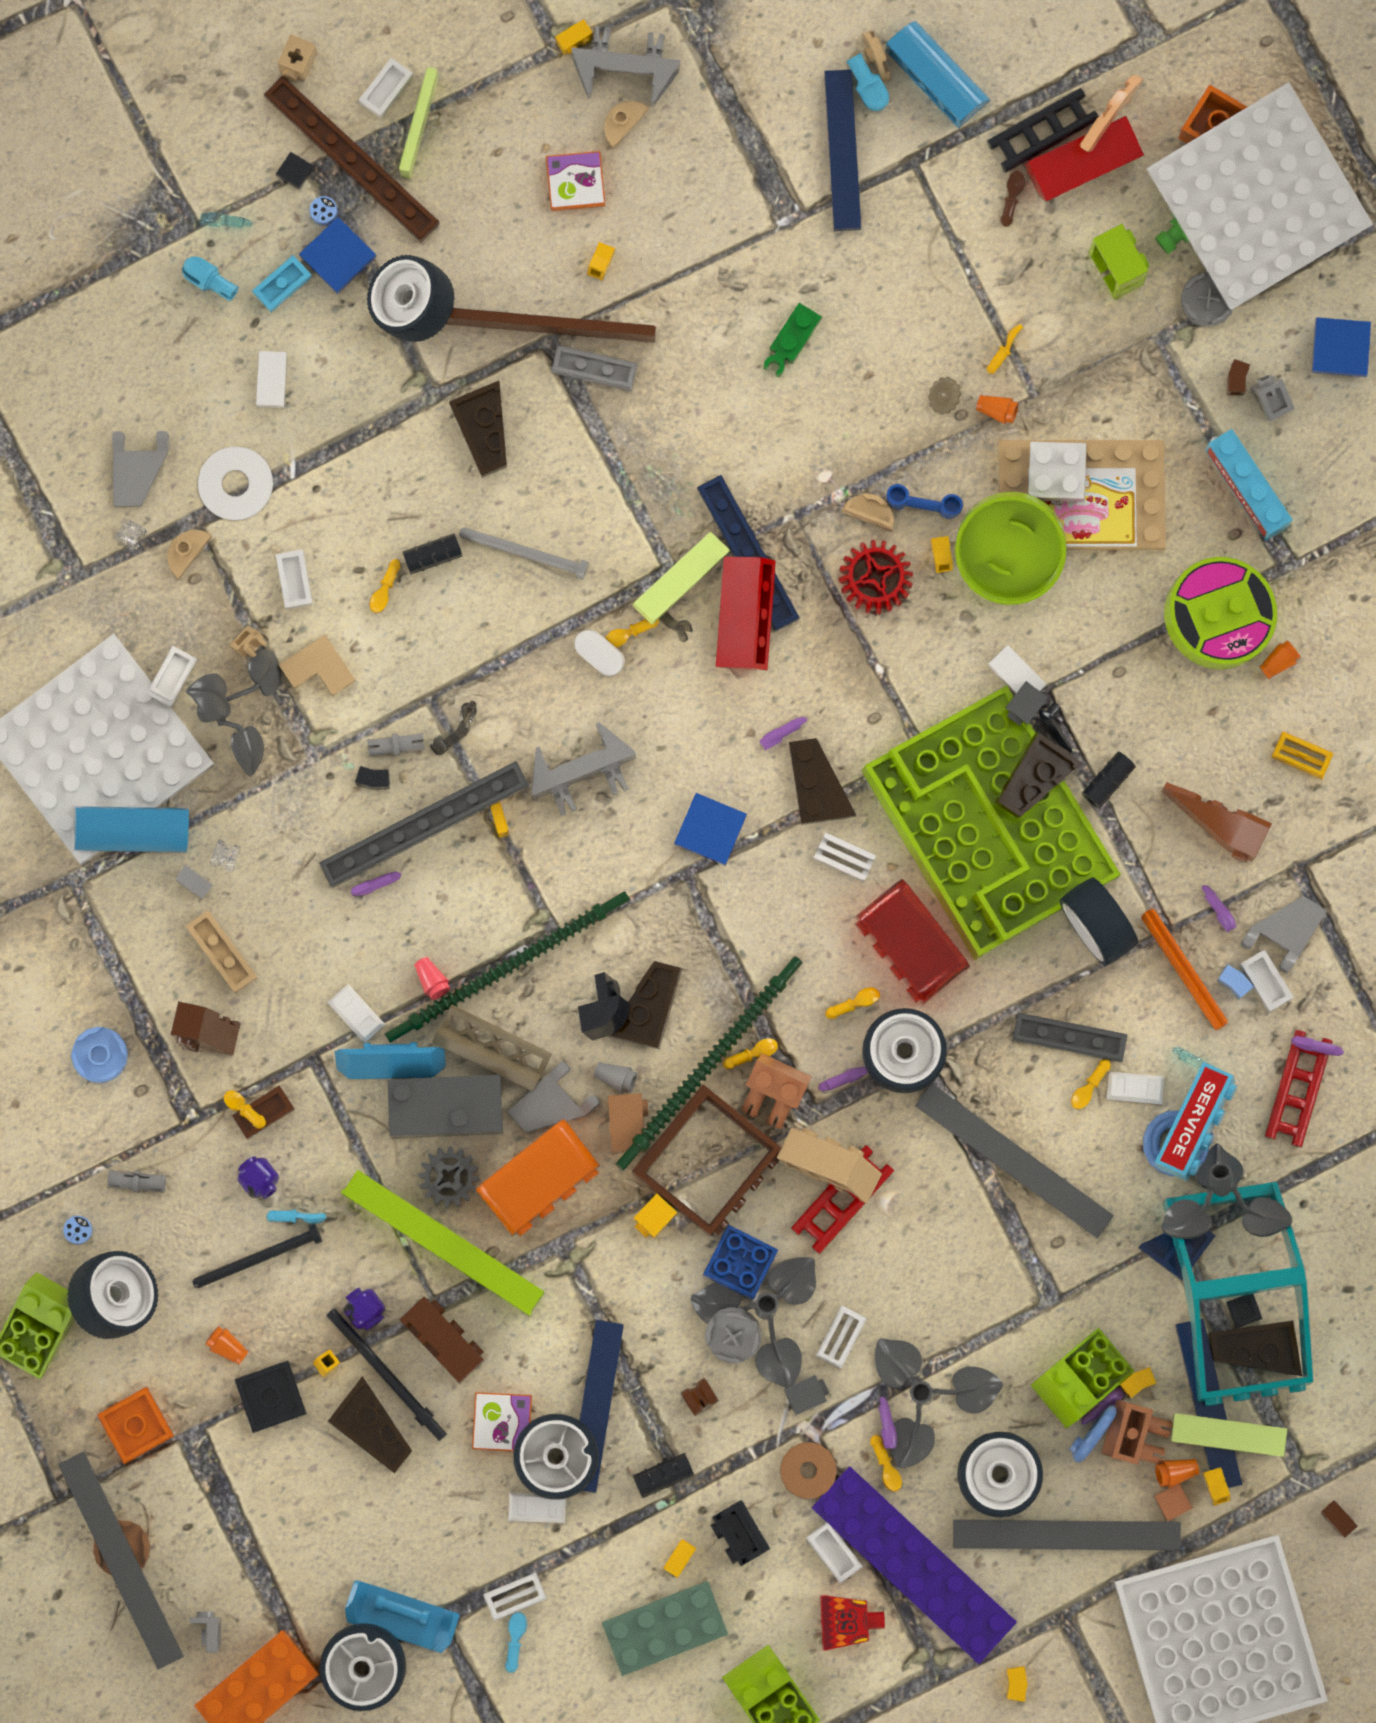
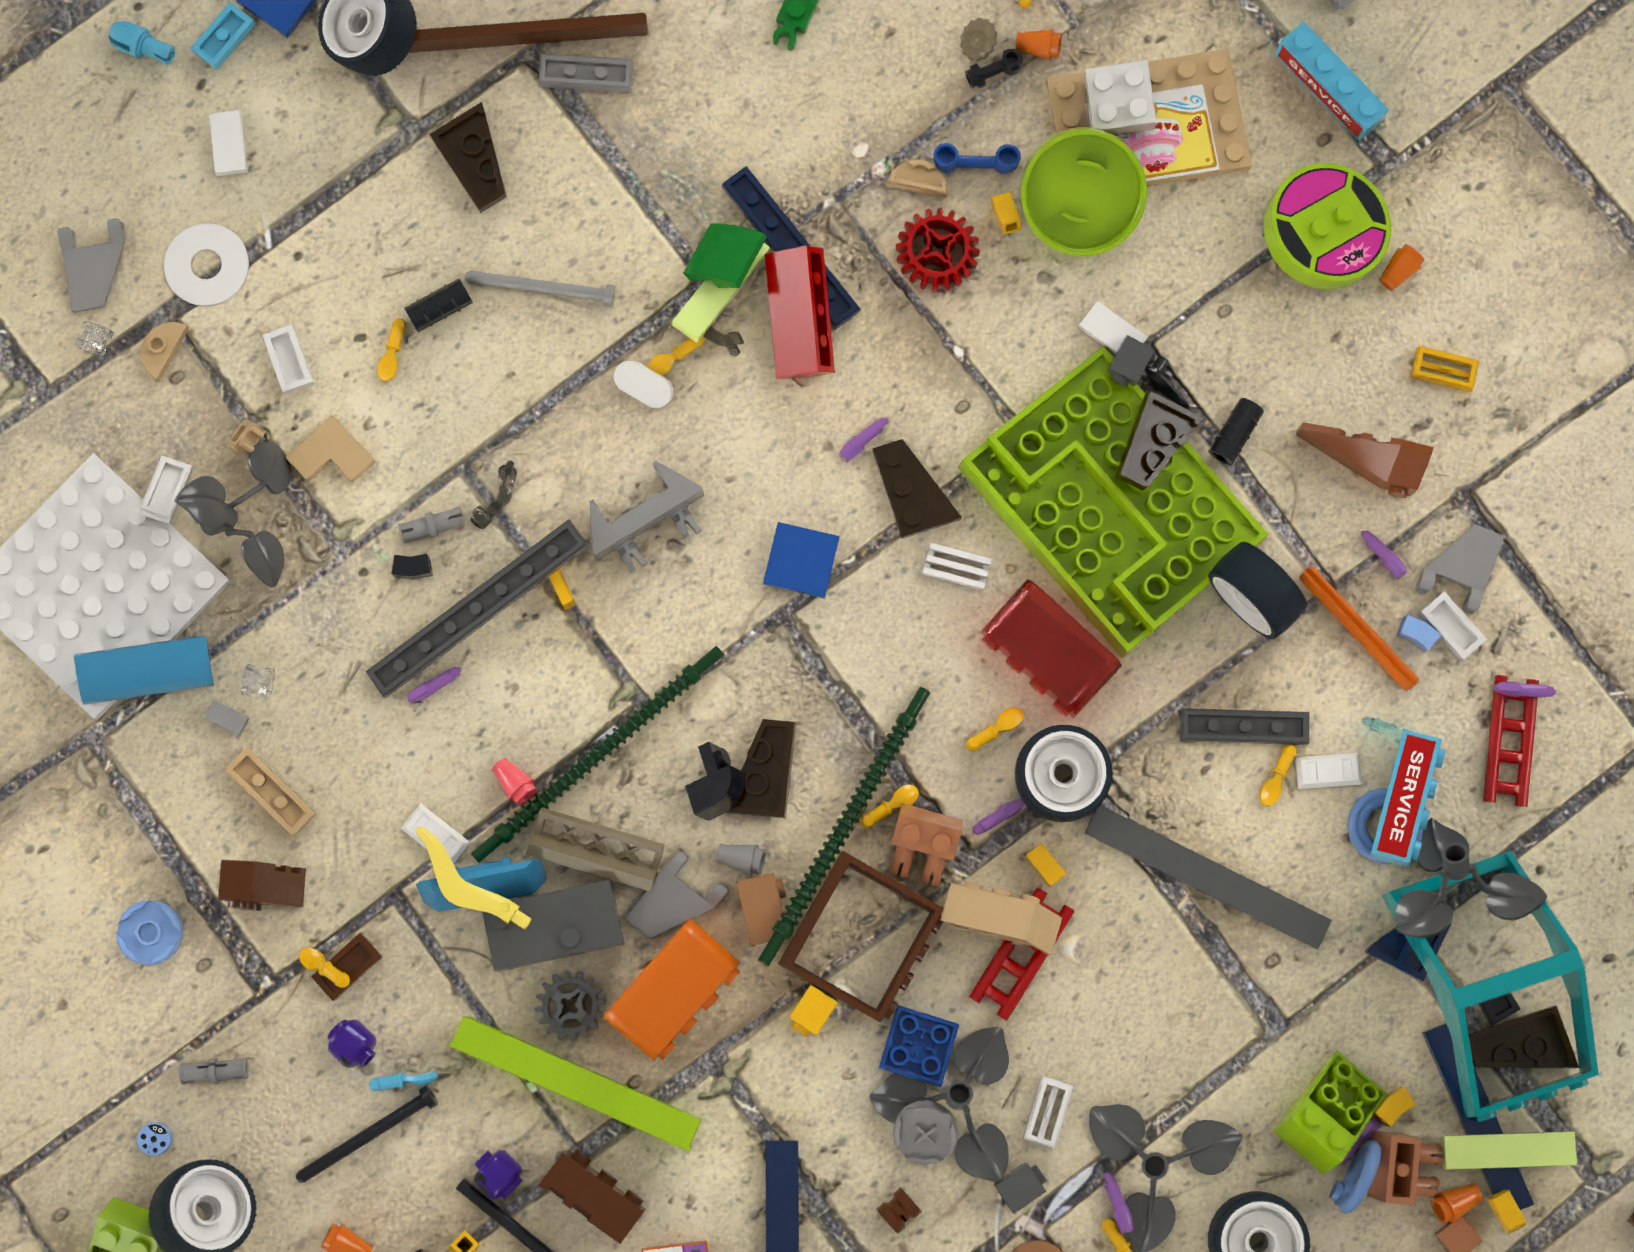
camera: 10 degrees left, 0 degrees up
(375, 1065) = (463, 893): none -> light yellow piece
(689, 552) = (724, 255): none -> green slope
(875, 1126) = (1045, 865): none -> yellow piece
(968, 422) = (1008, 64): none -> black bar

